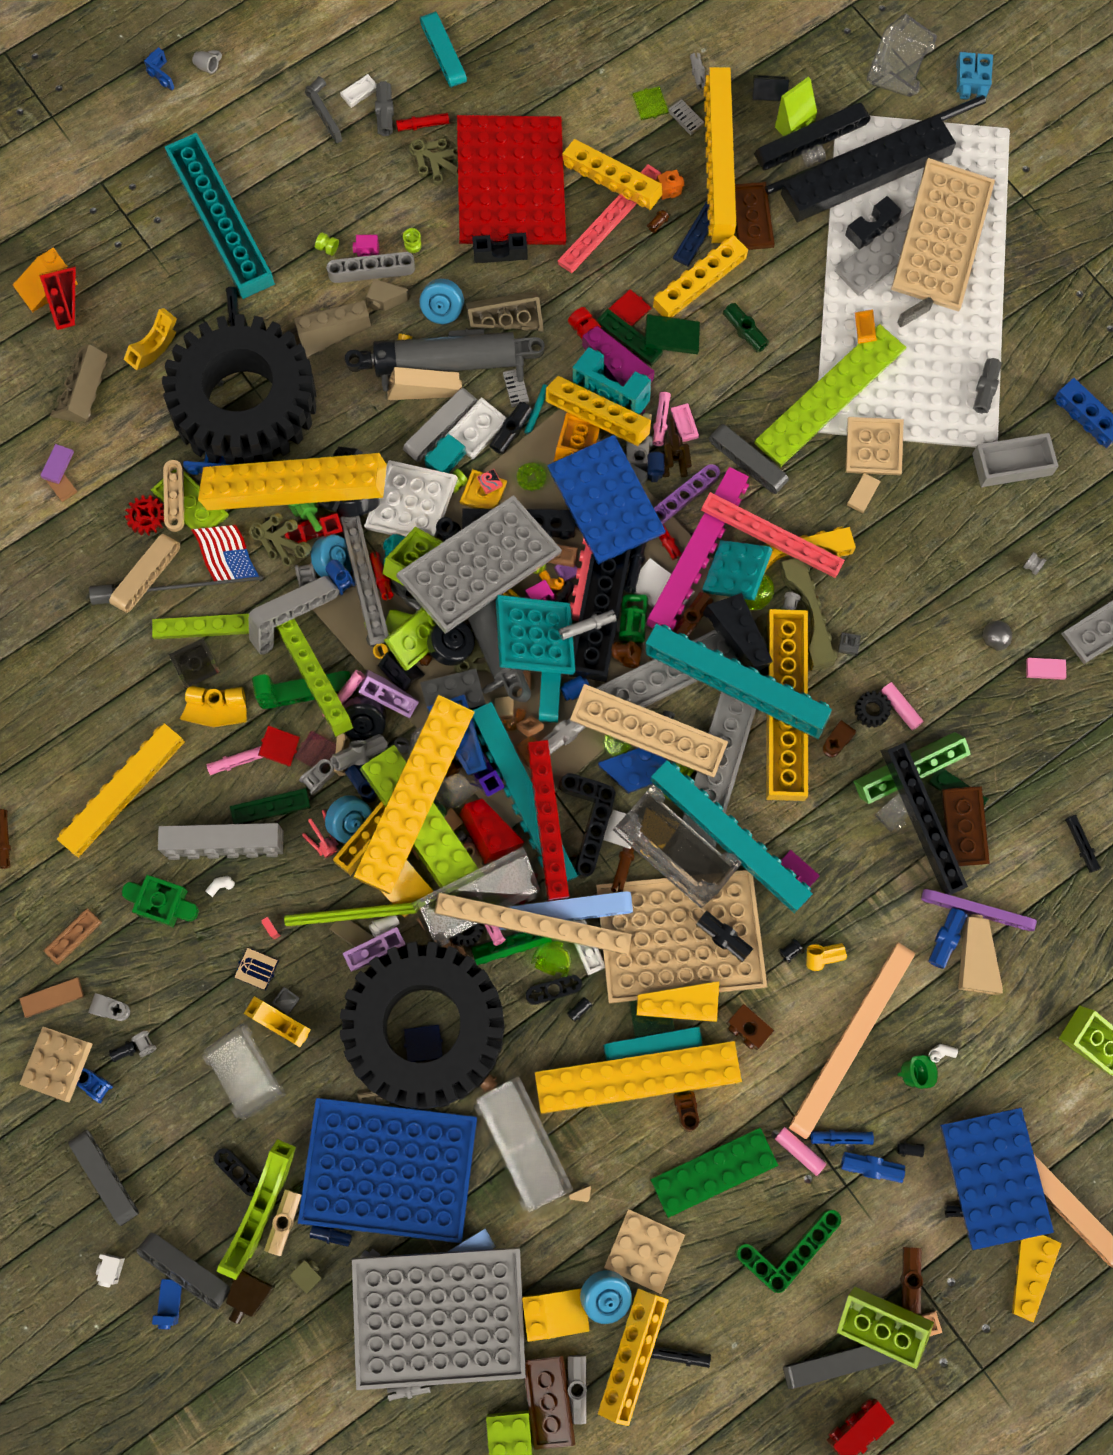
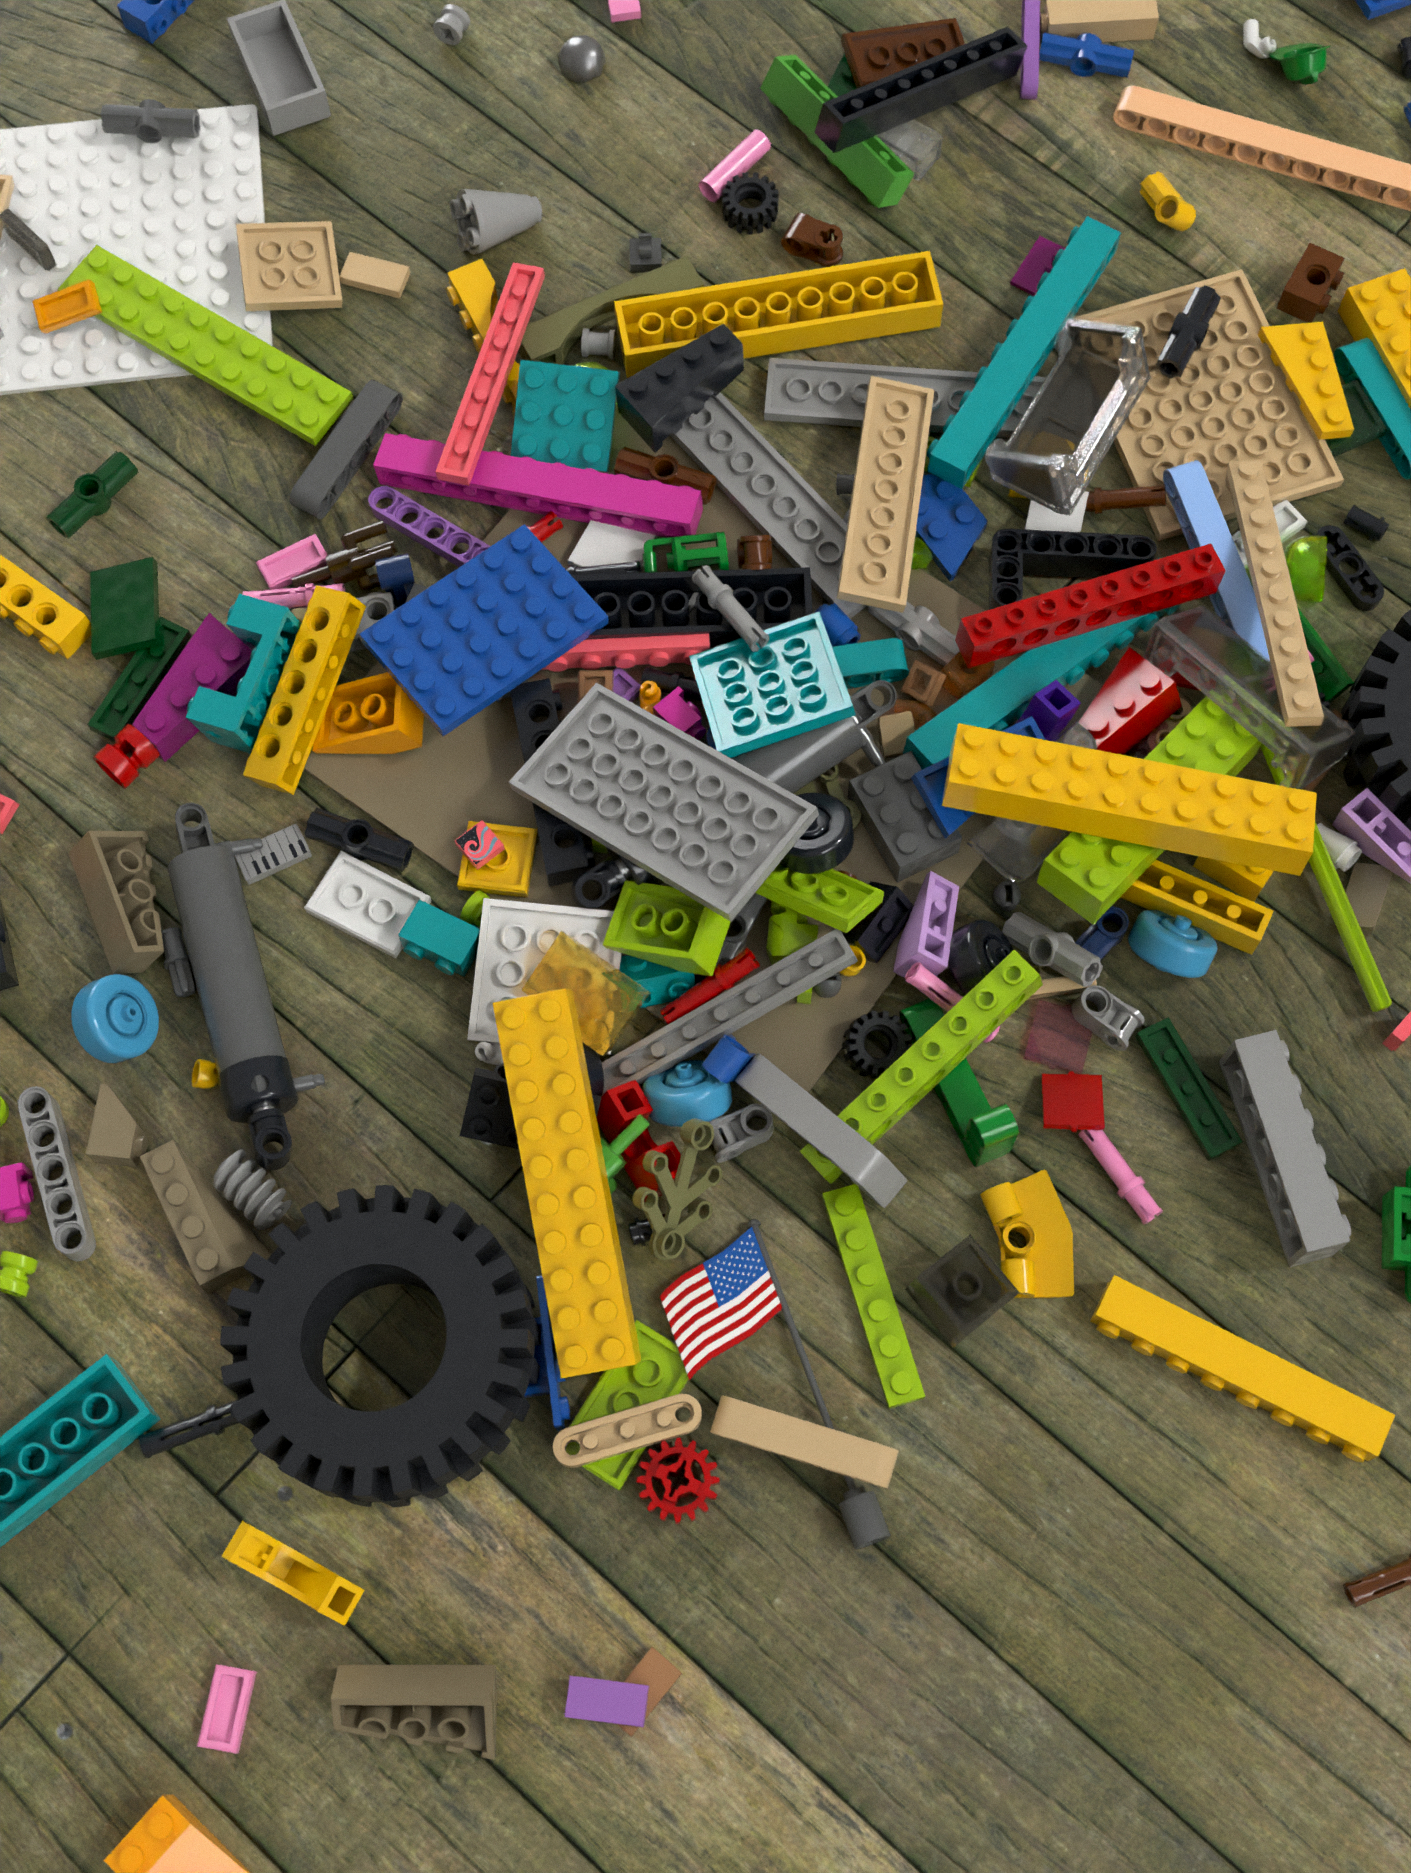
camera: 100 degrees left, 5 degrees down
(60, 294) = (221, 1800): red wedge -> none
(106, 309) = (227, 1709): none -> bright pink tile
(218, 883) = (1350, 1141): white arm -> none
(323, 651) = (856, 1036): none -> black tyre
(327, 846) = (1226, 974): coral plant -> none
(337, 349) = (249, 1192): none -> light grey piece
(390, 514) = (602, 994): none -> clear yellow slope
(422, 384) = (299, 1011): tan slope -> none
(439, 425) = (375, 966): light grey beam -> none
(527, 470) = (445, 770): clear neon green gear -> none
(536, 410) = (306, 808): teal bar -> none
(630, 308) = (76, 694): red piece -> none
(738, 681) = (771, 366): teal brick -> none
(791, 950) = (1173, 249): black bush -> none
(885, 560) = (492, 217): none -> light grey cone

